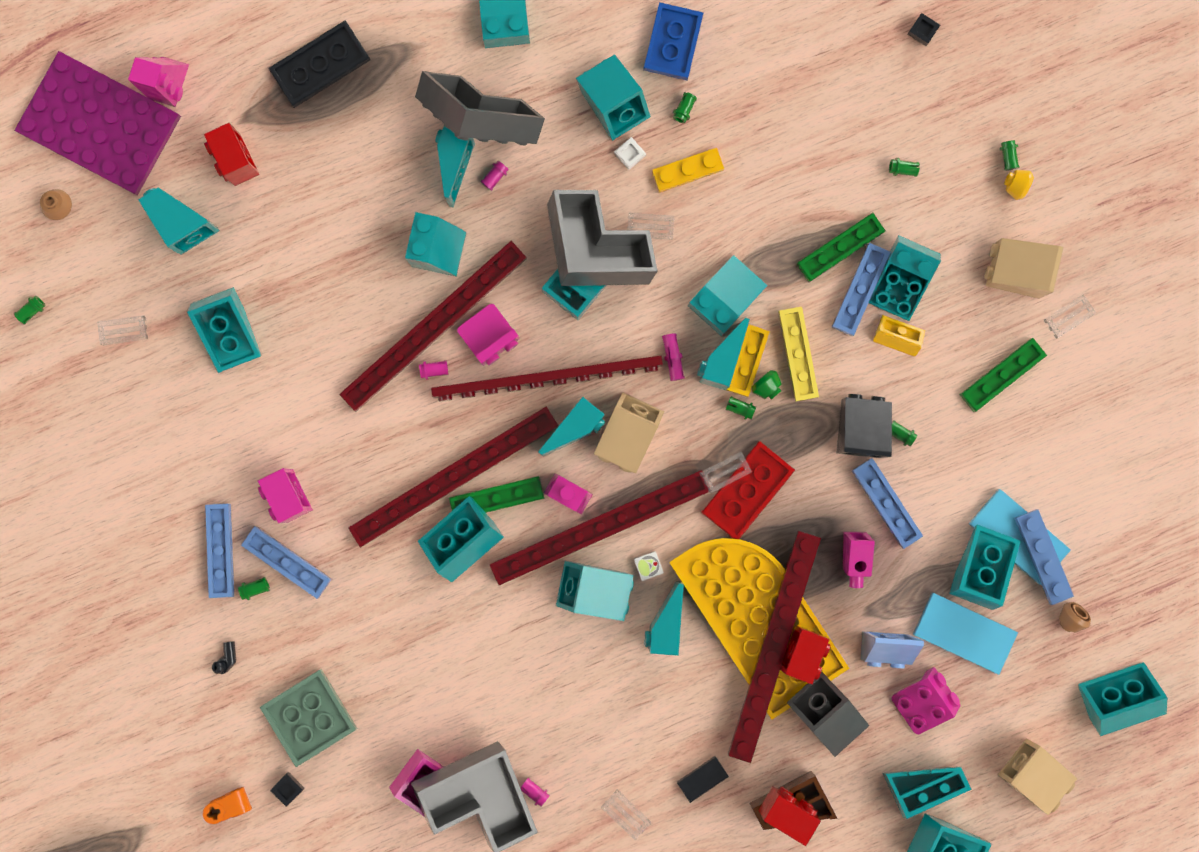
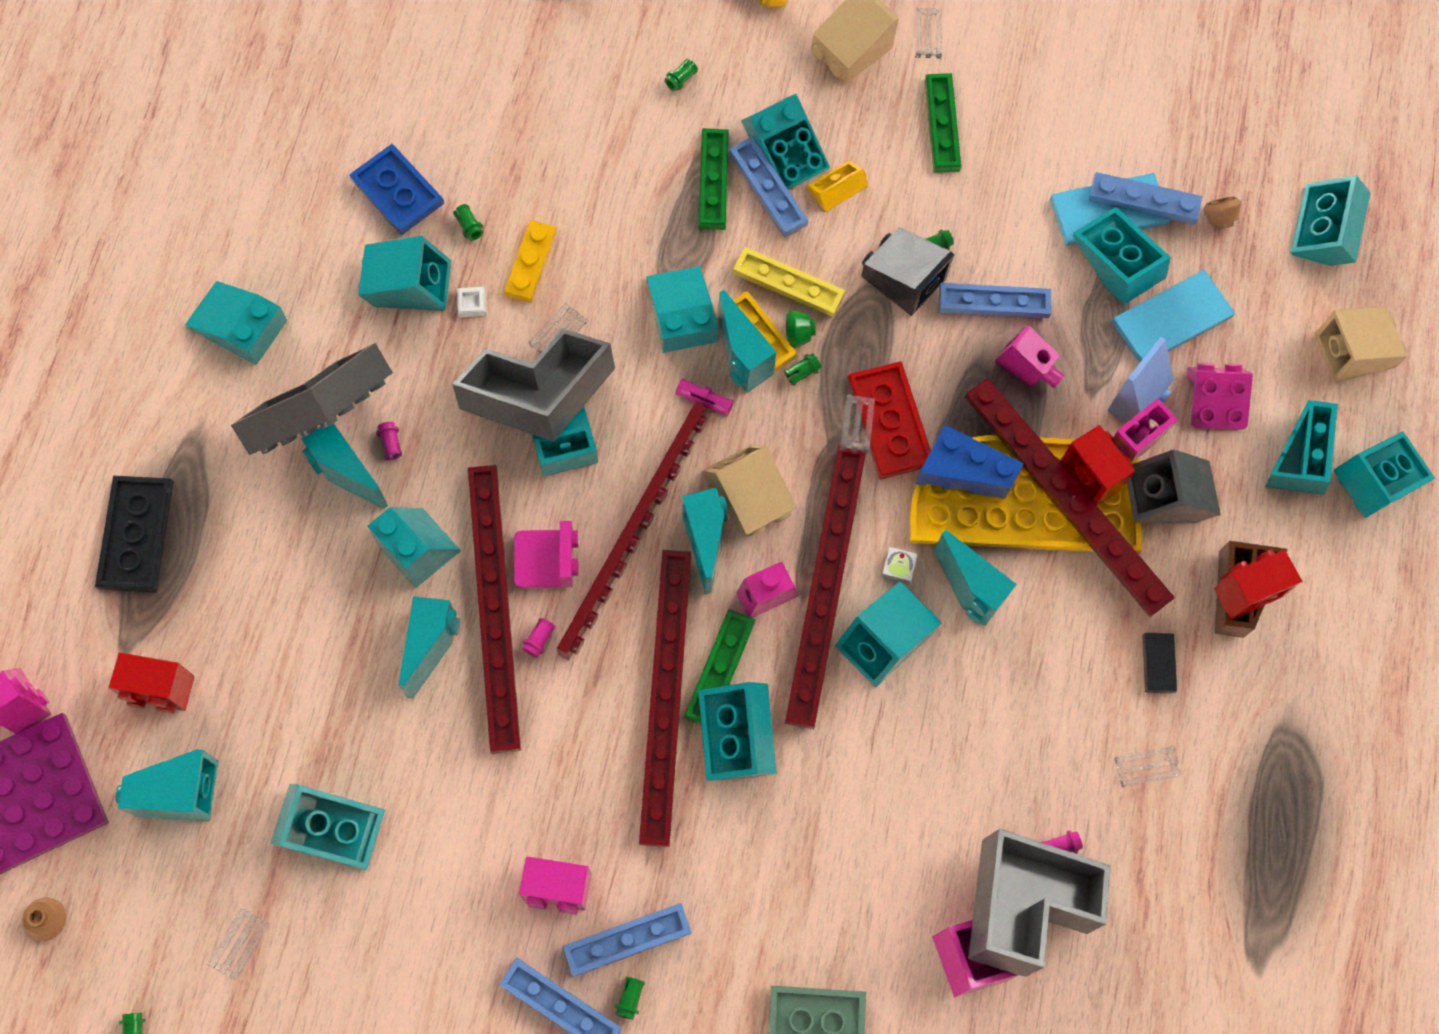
camera: 55 degrees left, 15 degrees down
(379, 301) = (427, 640): none -> teal slope
(745, 566) = (969, 466): none -> blue wedge
(850, 670) = (1139, 435): none -> dark pink torso

